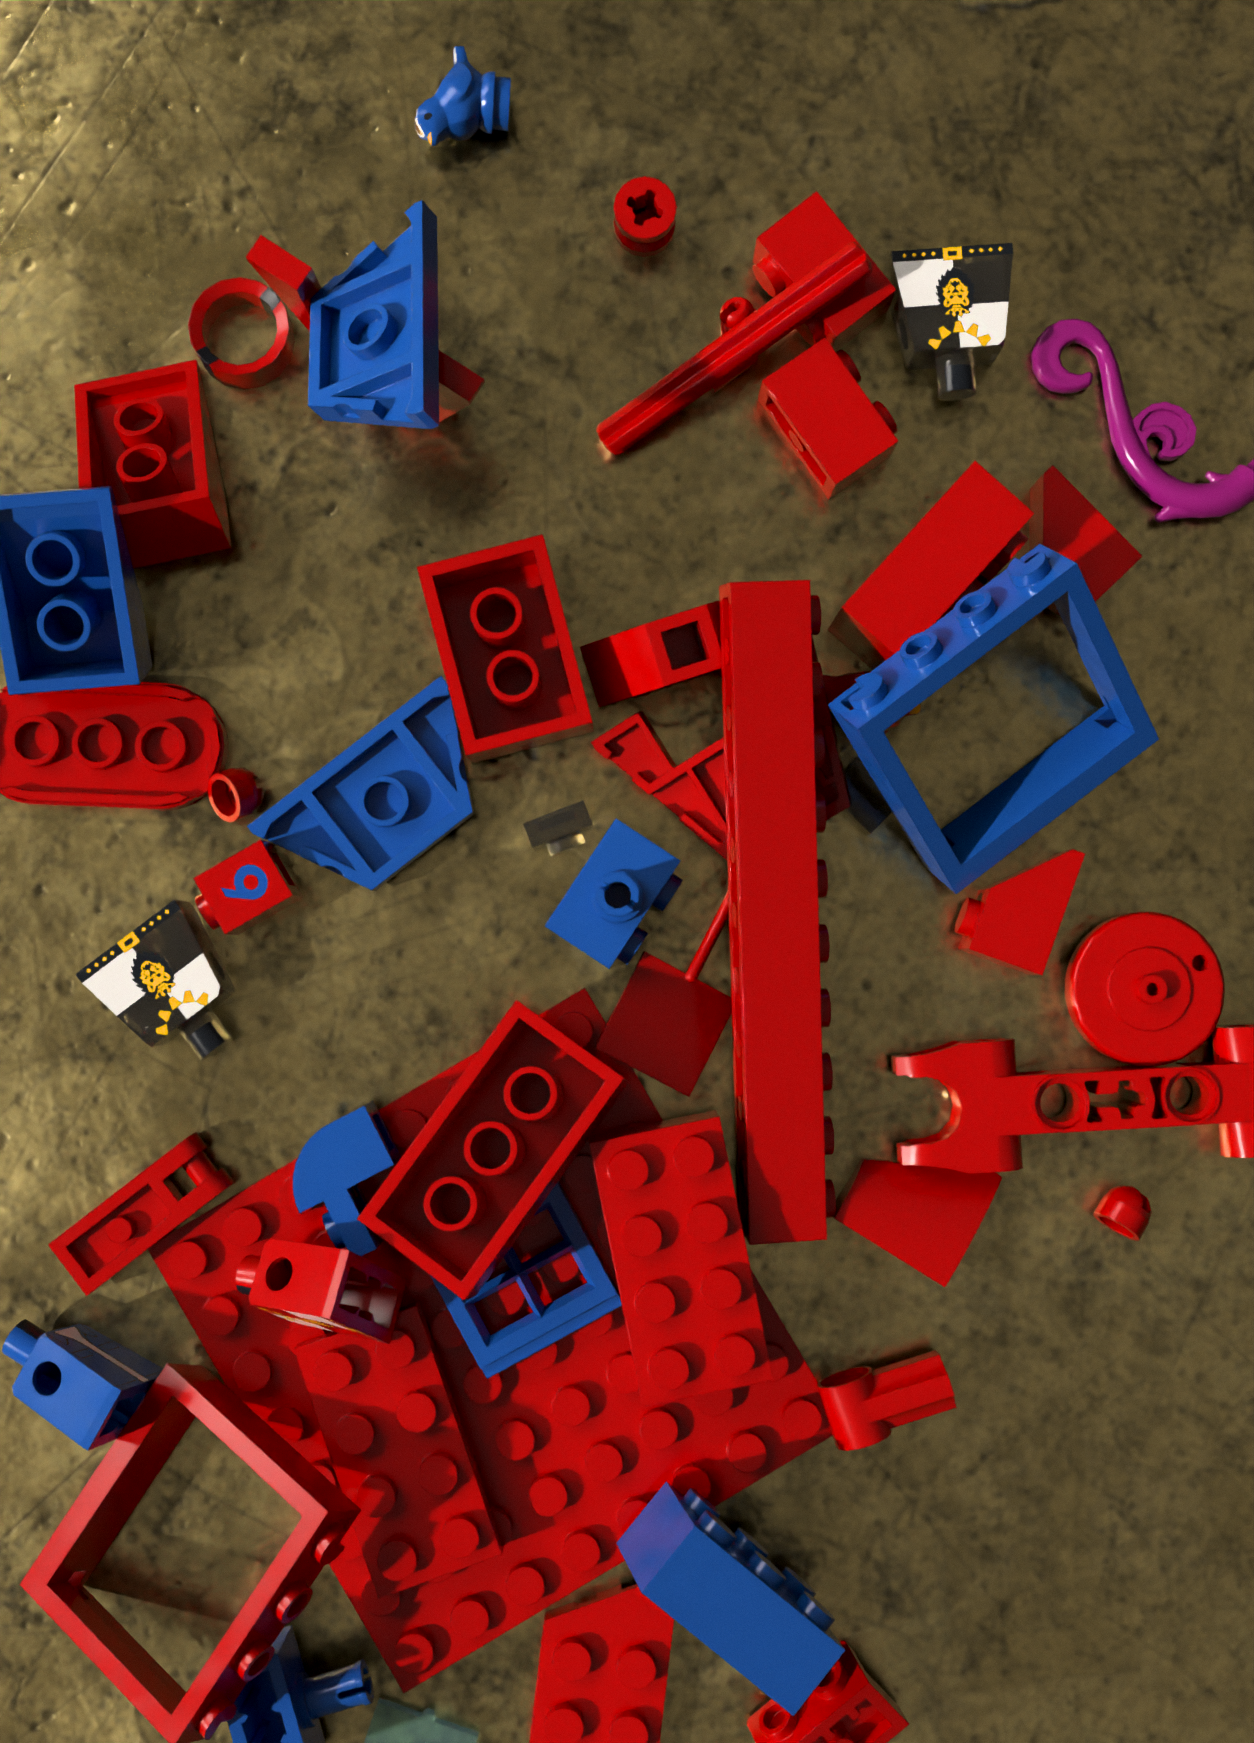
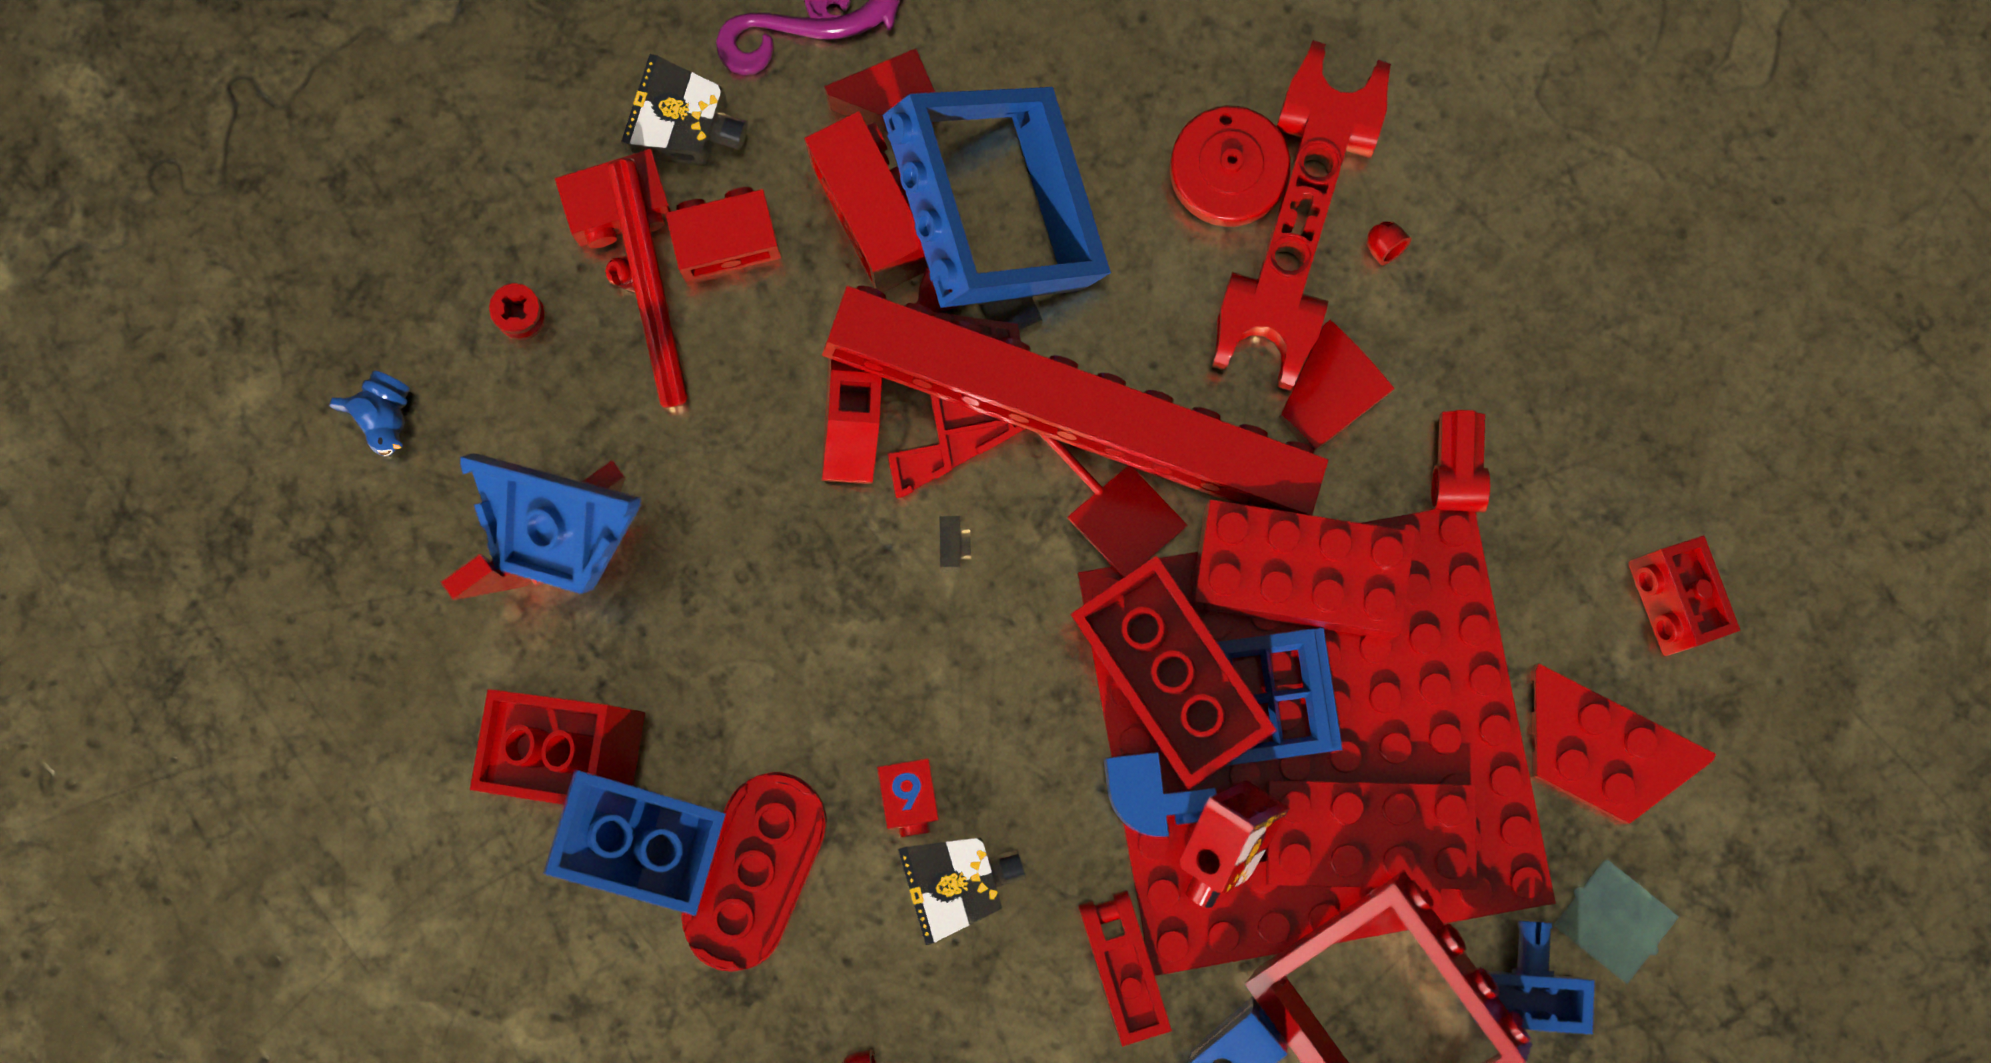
camera: 70 degrees left, 5 degrees down
(222, 297) = (449, 640): red piece -> none
(234, 793) = (835, 790): red hinge -> none
(381, 796) = (877, 670): blue wing -> none
(505, 649) = (804, 531): red brick -> none
(615, 894) = (1018, 521): blue brick -> none
(731, 1595) = (1559, 621): blue brick -> none
(1020, 914) = (1142, 233): red slope -> none

